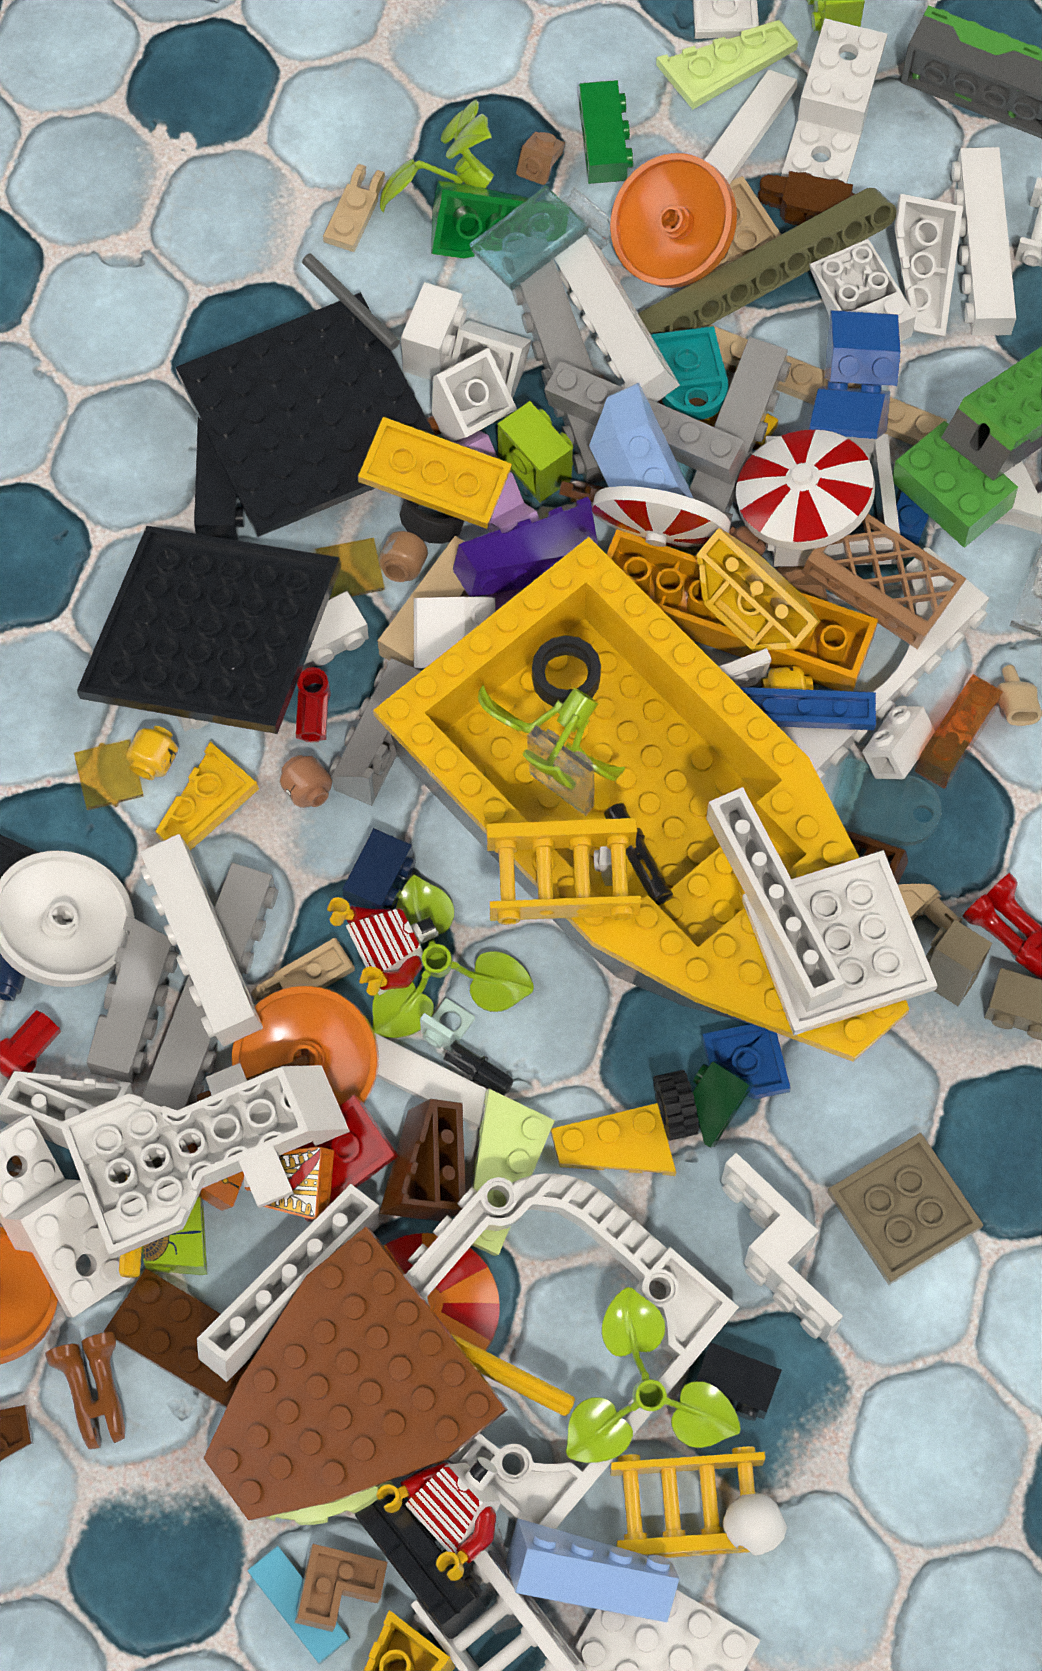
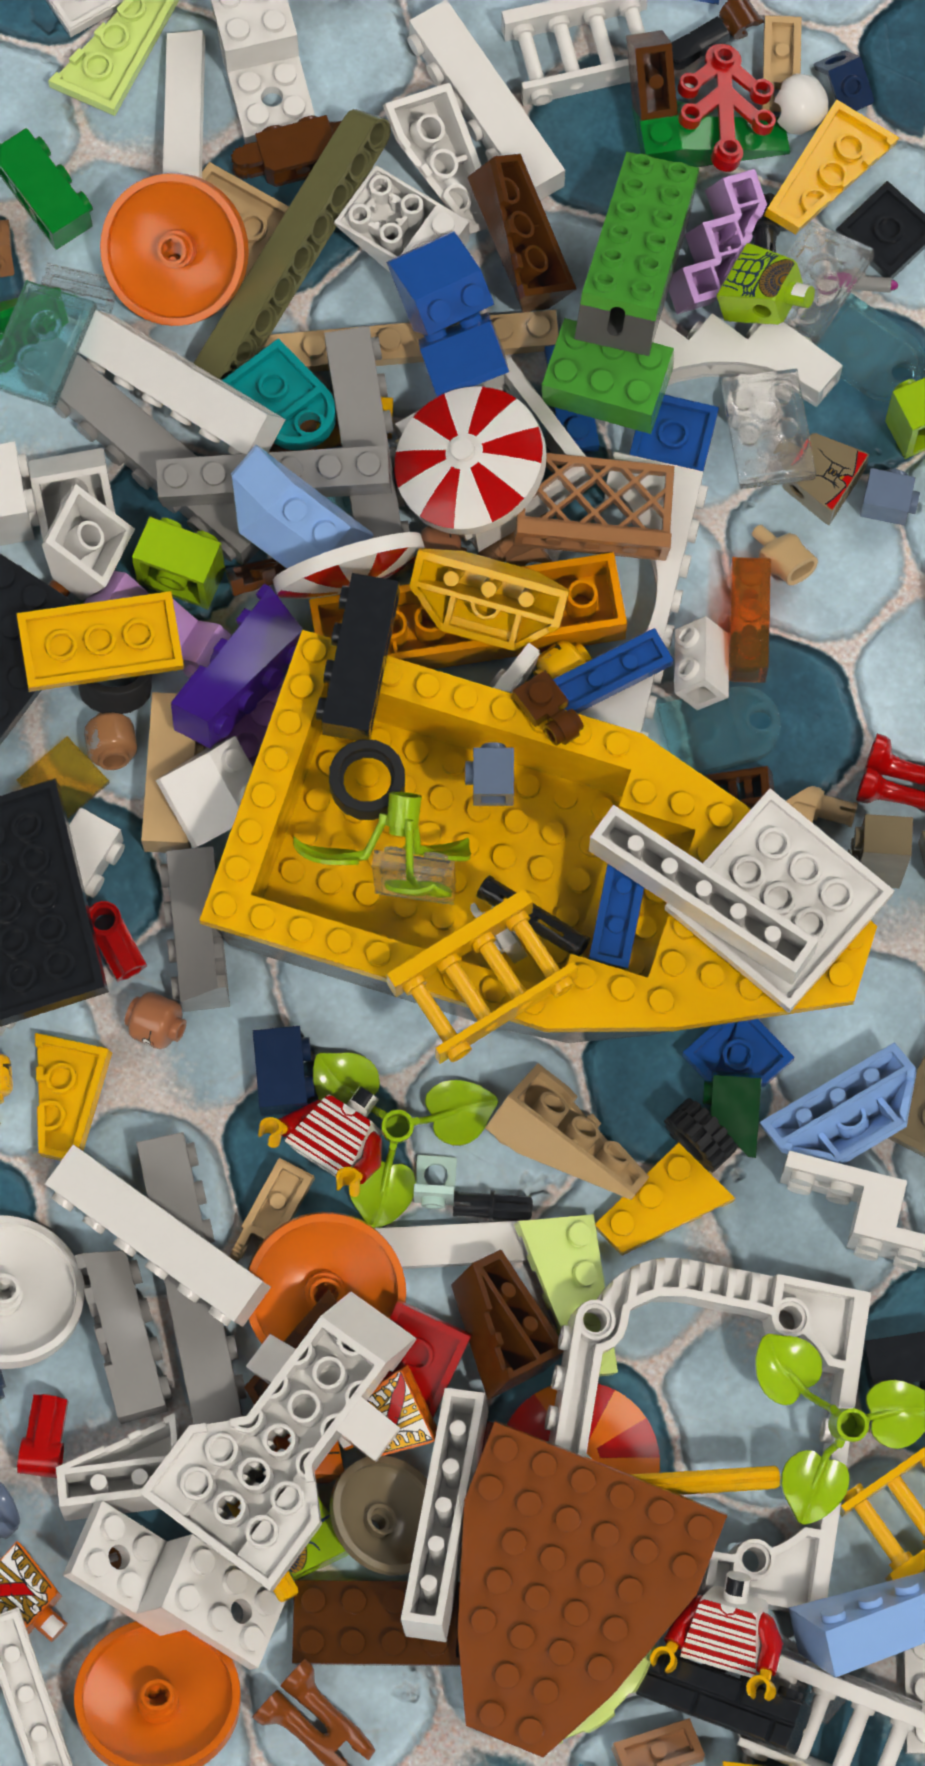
camera: 30 degrees left, 5 degrees up
(241, 1231) = (391, 1496): none -> dark tan dish
(560, 1030) = (551, 1129): none -> tan wedge
(617, 577) = (360, 657): none -> black brick
(666, 721) = (491, 775): none -> sand blue brick
(701, 891) = (616, 920): none -> blue plate
(743, 690) = (544, 701): none -> reddish brown plate
(806, 1151) = (849, 1110): none -> light blue wedge
(952, 345) = (521, 232): none -> reddish brown wedge
(988, 561) = (679, 434): none -> blue plate

